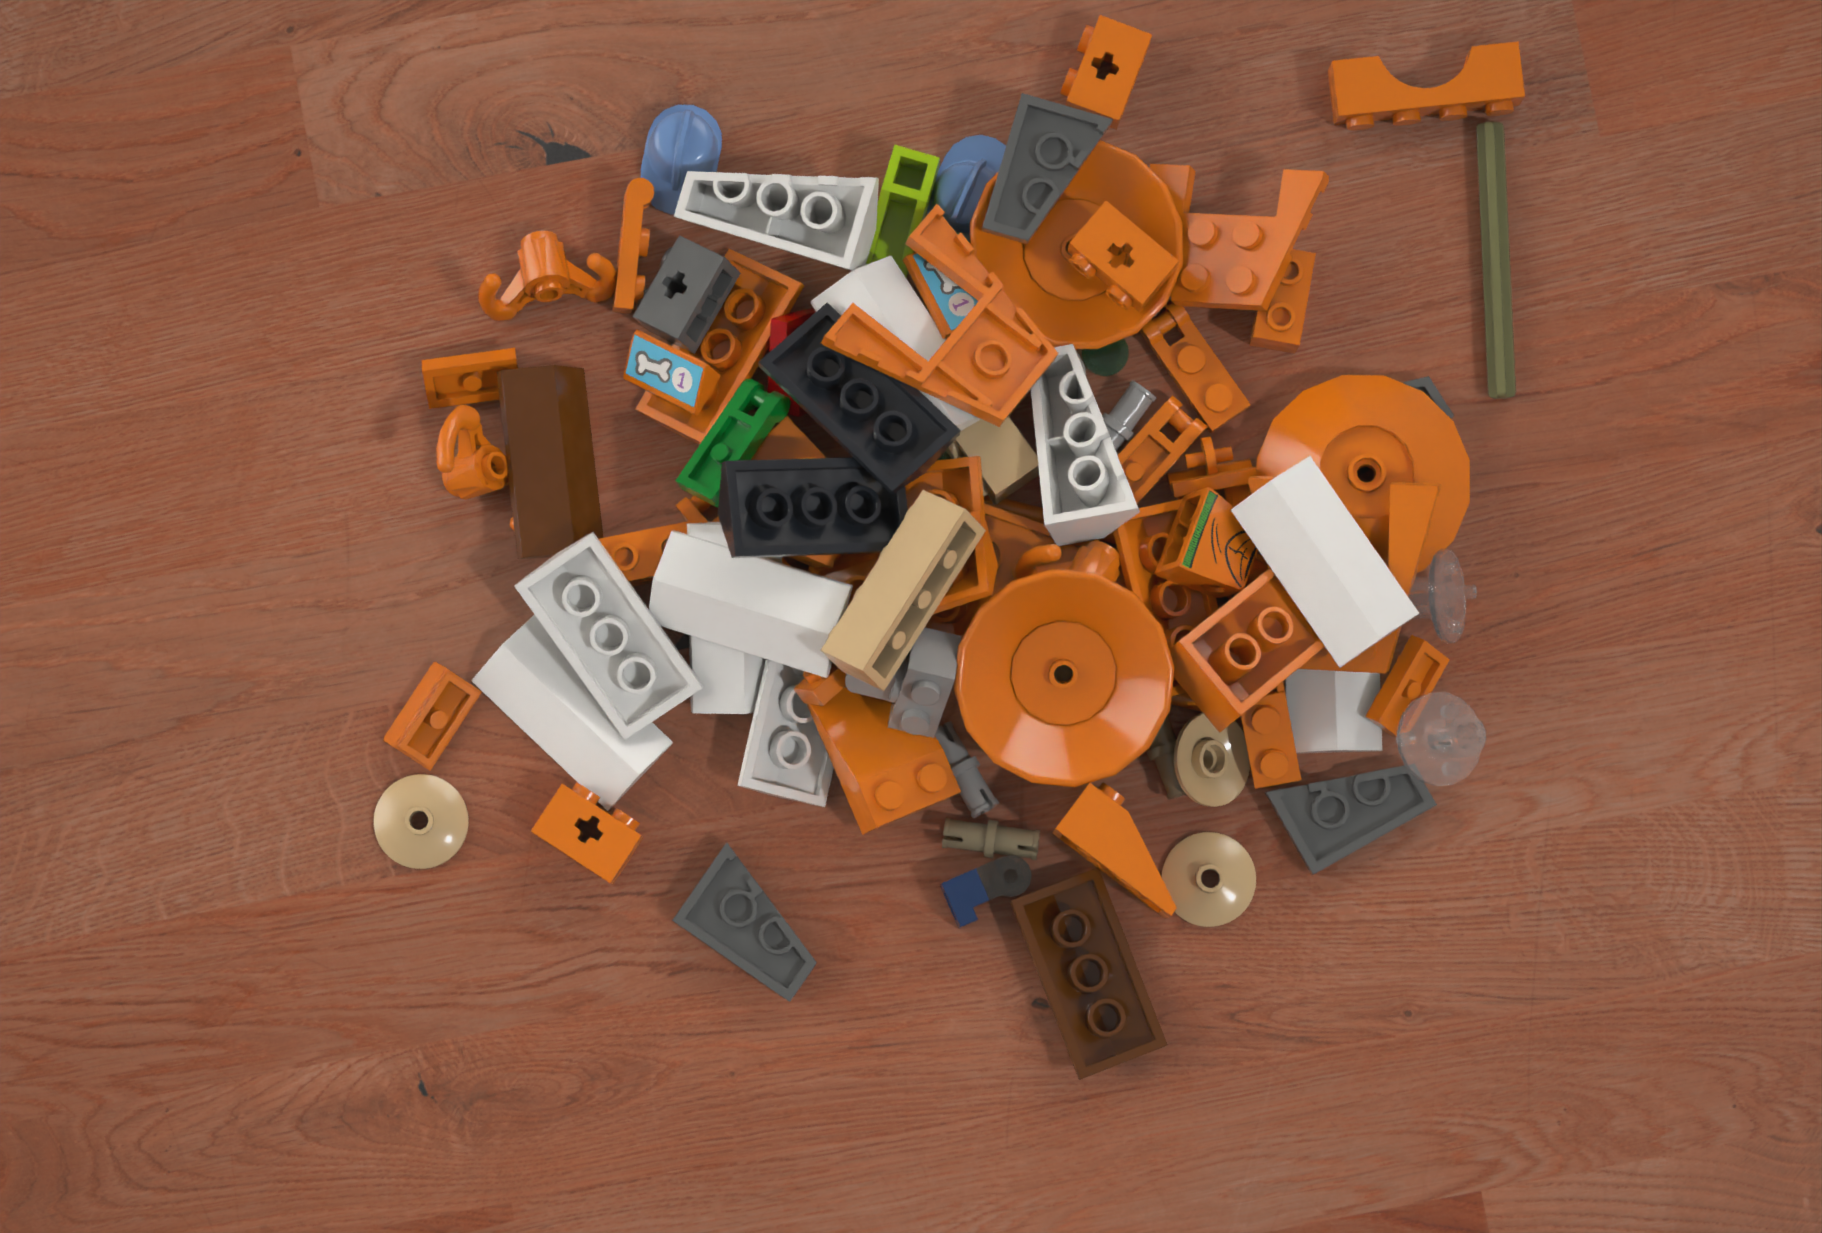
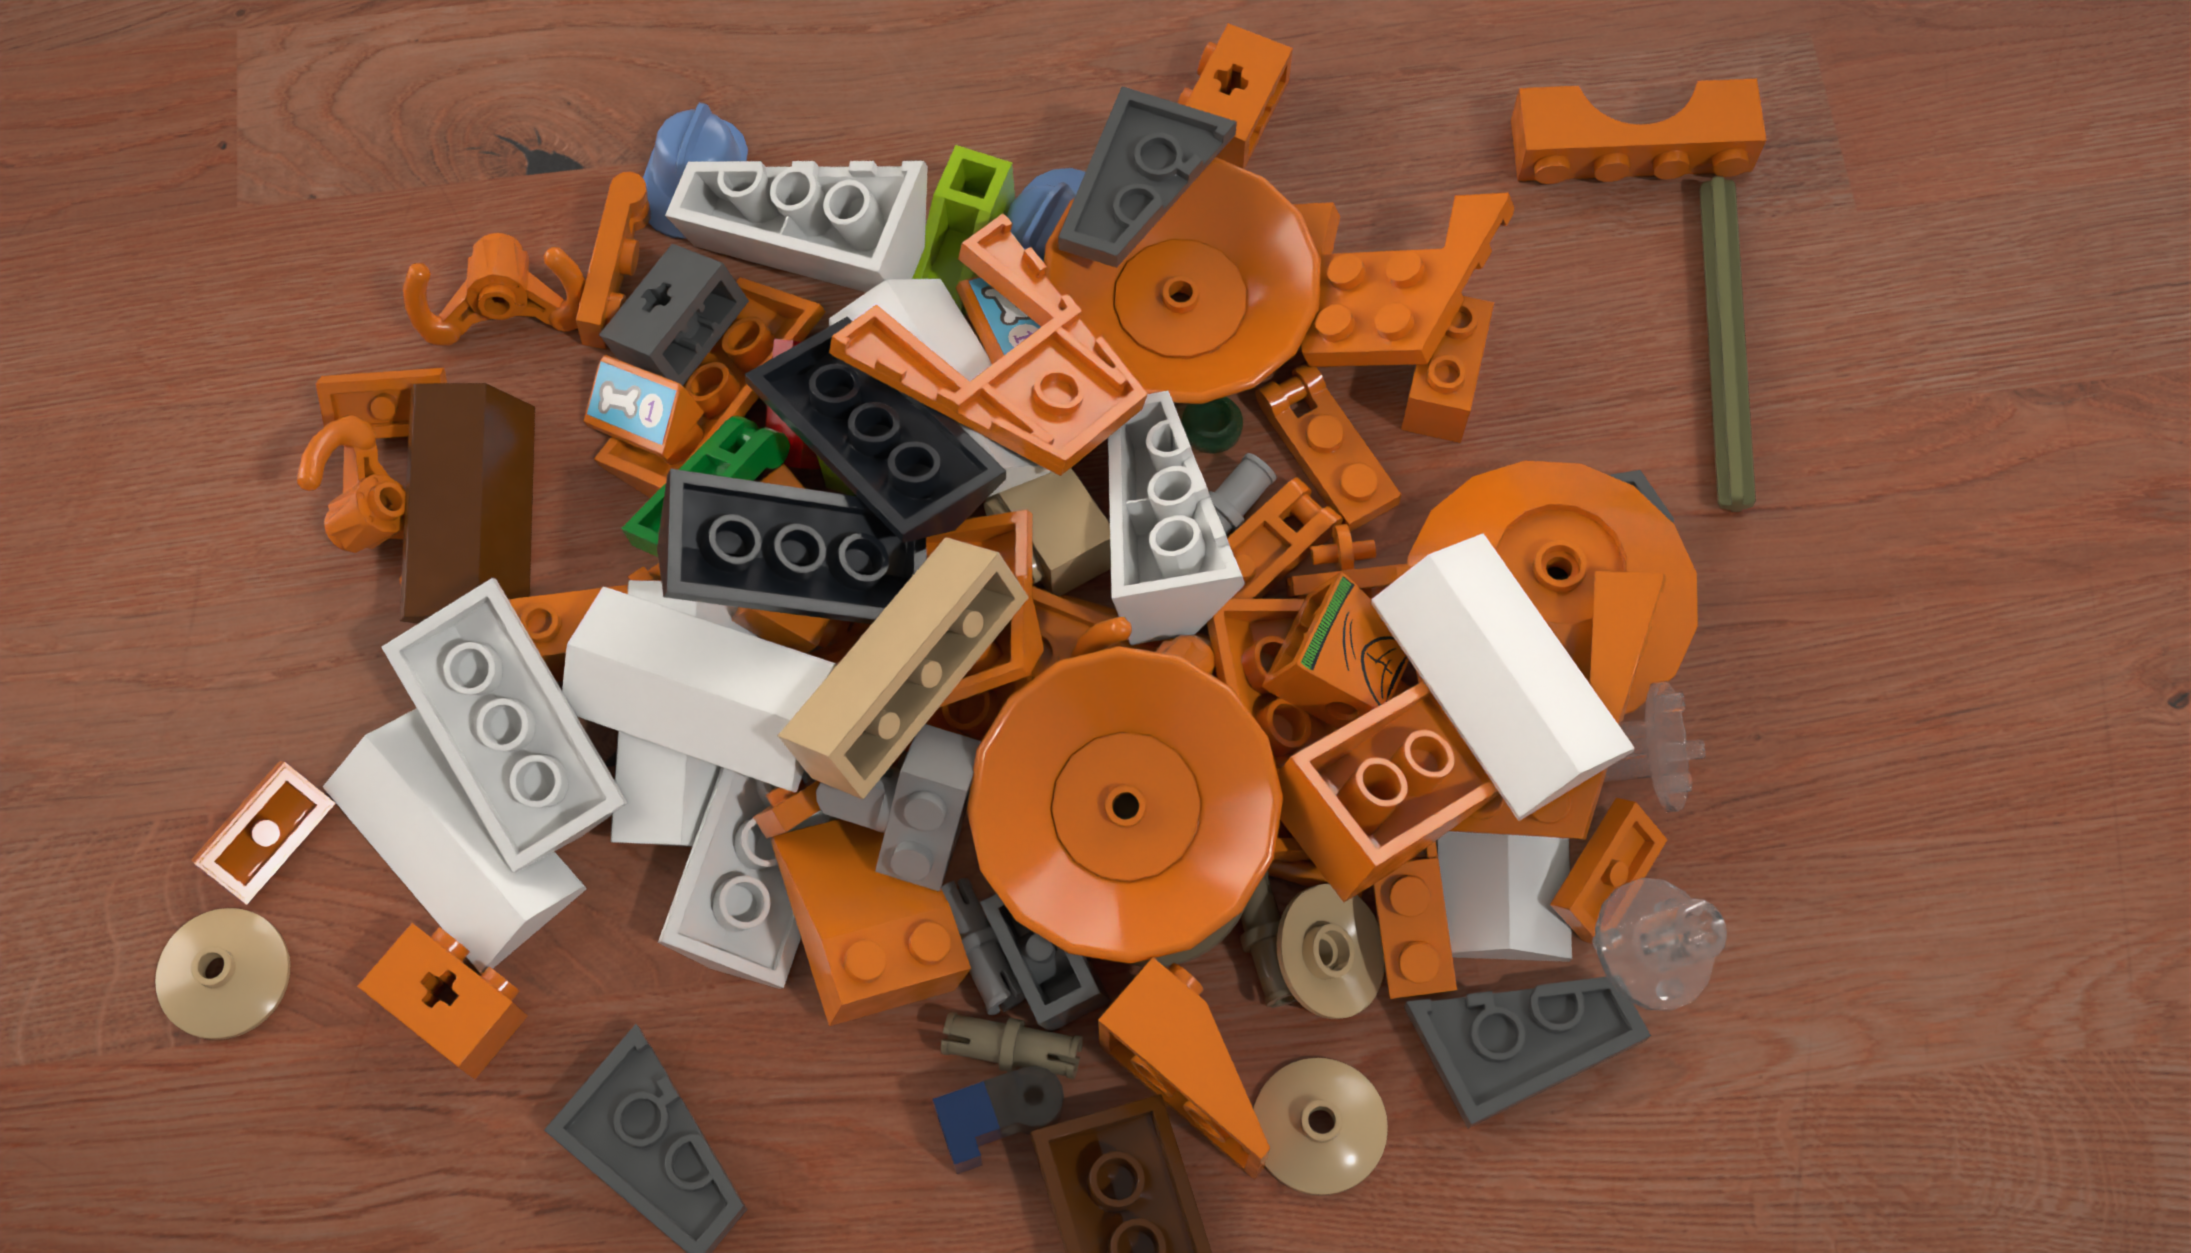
camera: 10 degrees right, 15 degrees down
(1014, 795) = (1054, 982): none -> dark grey brick
(1113, 232) = (1239, 283): orange brick -> none

